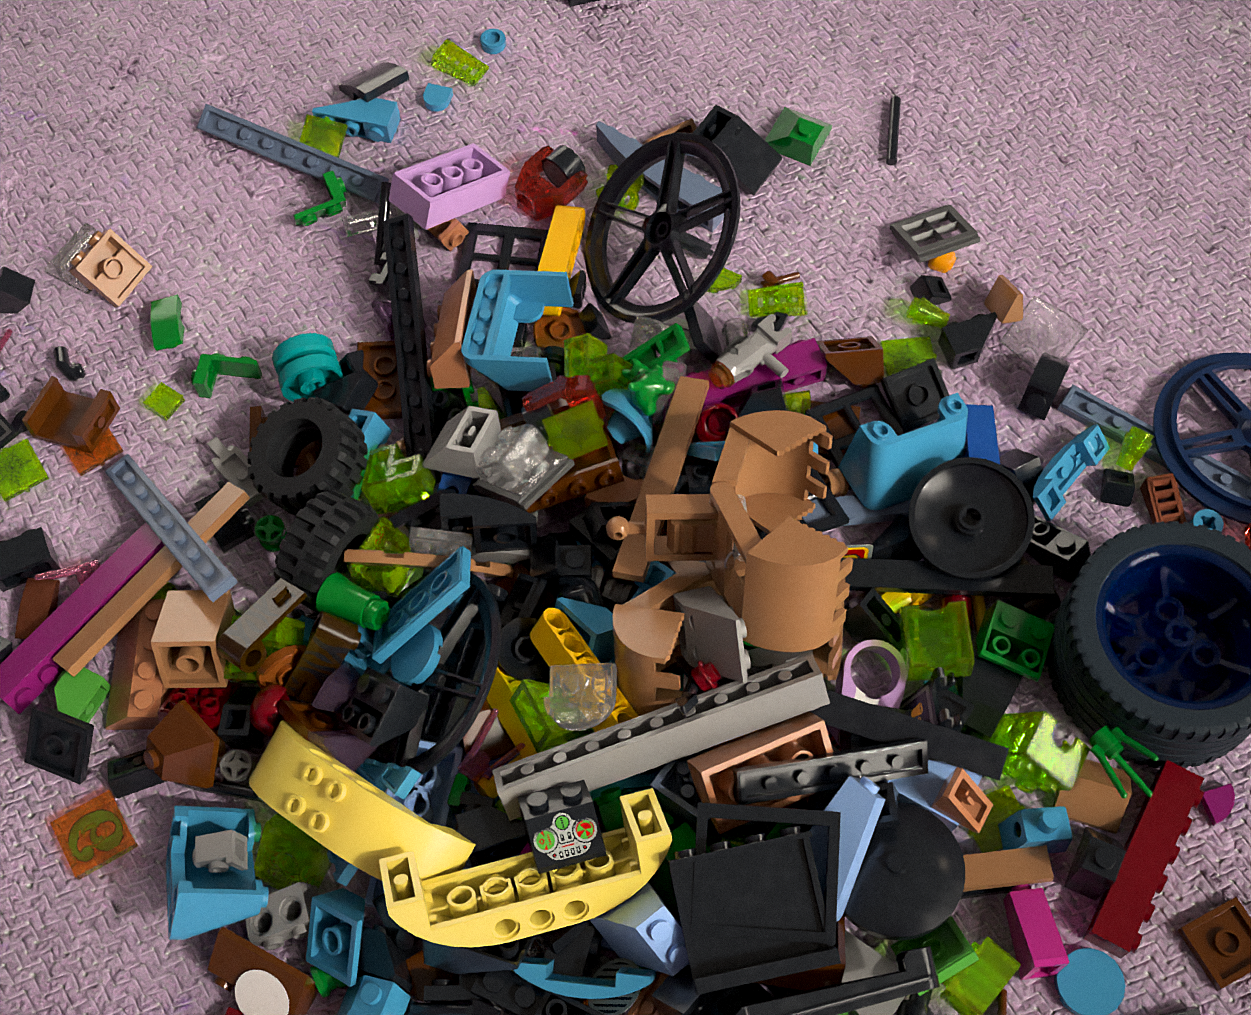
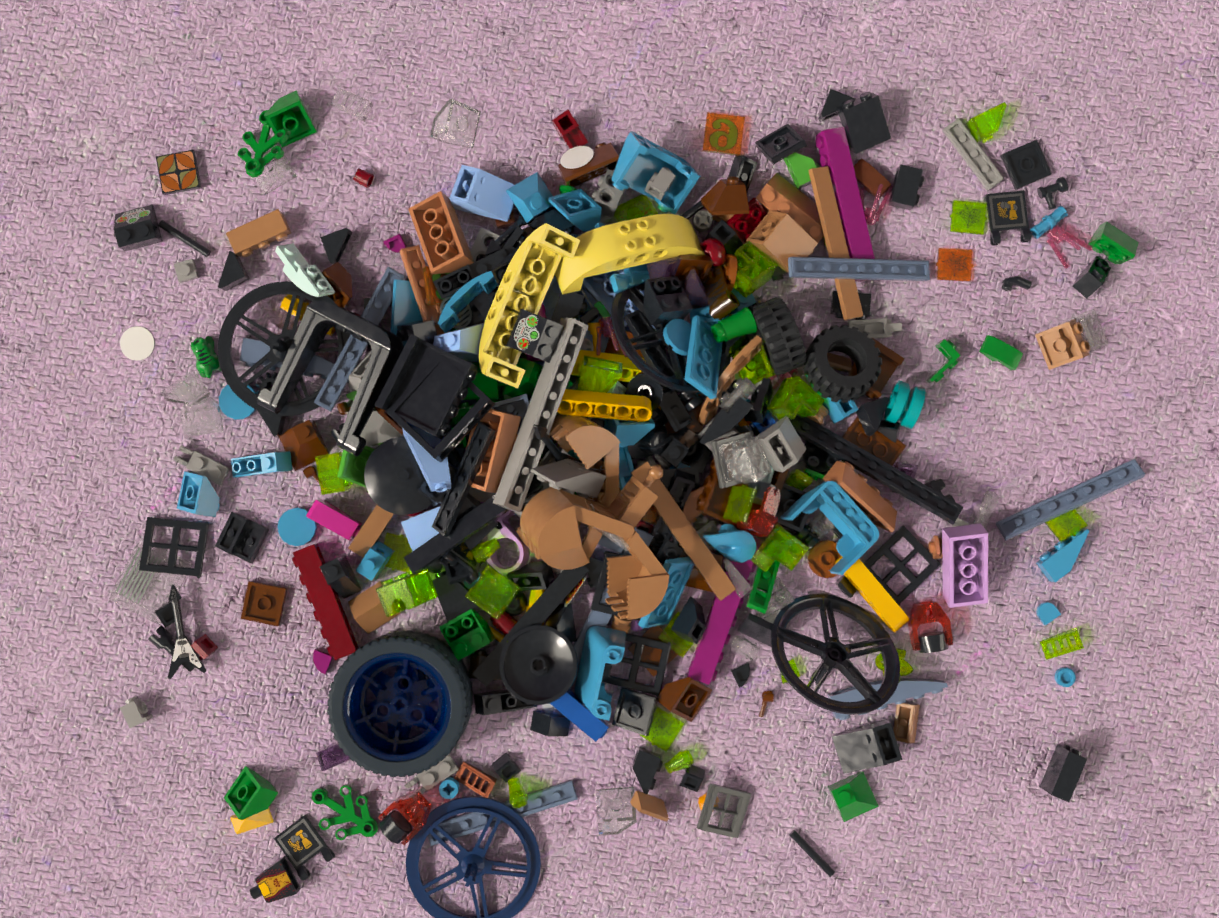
camera: 125 degrees right, 25 degrees up
(70, 417) = (977, 264): reddish brown panel -> none
(164, 401) = (951, 319): clear neon green tile -> none
(243, 639) = (756, 271): dark brown door -> none
(266, 528) = (823, 318): green wheel -> none
(335, 188) = (1019, 504): green bracket -> none
(375, 81) = (1084, 582): black slope -> none
(384, 211) = (973, 513): black bar -> none
(581, 694) = (589, 391): clear slope -> none
(594, 322) = (815, 579): black slope -> none
(647, 386) = (741, 565): green animal -> none
(706, 676) = (551, 456): dark red plate -> none
(715, 422) = (696, 589): dark red hair -> none
(747, 352) = (725, 639): light grey piece -> none
(787, 291) = (737, 699): clear neon green slope -> none
(892, 694) = (485, 550): none -> clear neon green cone
(963, 801) = (407, 531): nougat slope -> none
(1043, 385) = (587, 782): black brick -> none
(1065, 467) = (534, 745): dark azure slope -> none
(1108, 744) = (380, 627): green plant -> none

